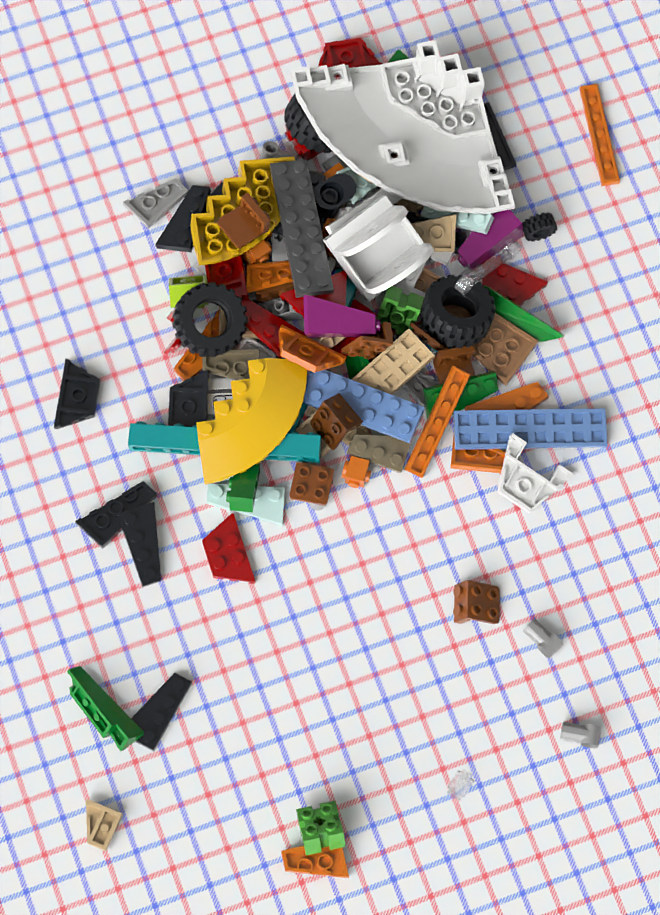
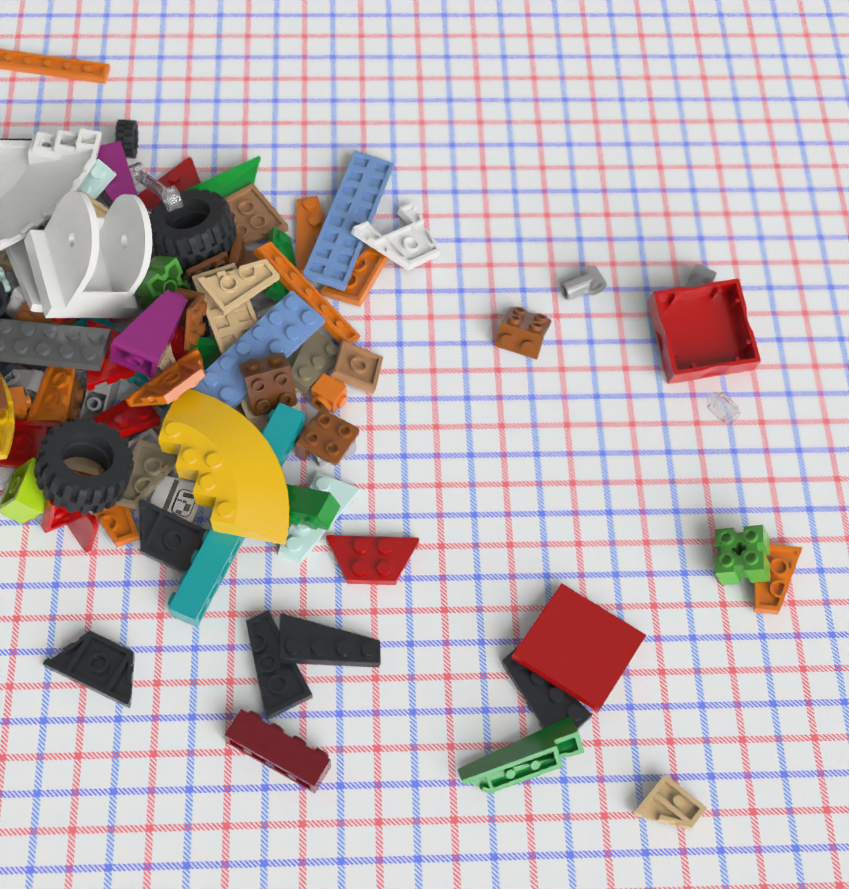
camera: 75 degrees left, 10 degrees down
(53, 538) = (278, 750): none -> dark red brick
(203, 725) = (579, 647): none -> red tile
(388, 484) = (357, 367): none -> medium nougat plate
(411, 365) = (237, 286): none -> tan wing
(525, 747) = (703, 331): none -> red tile

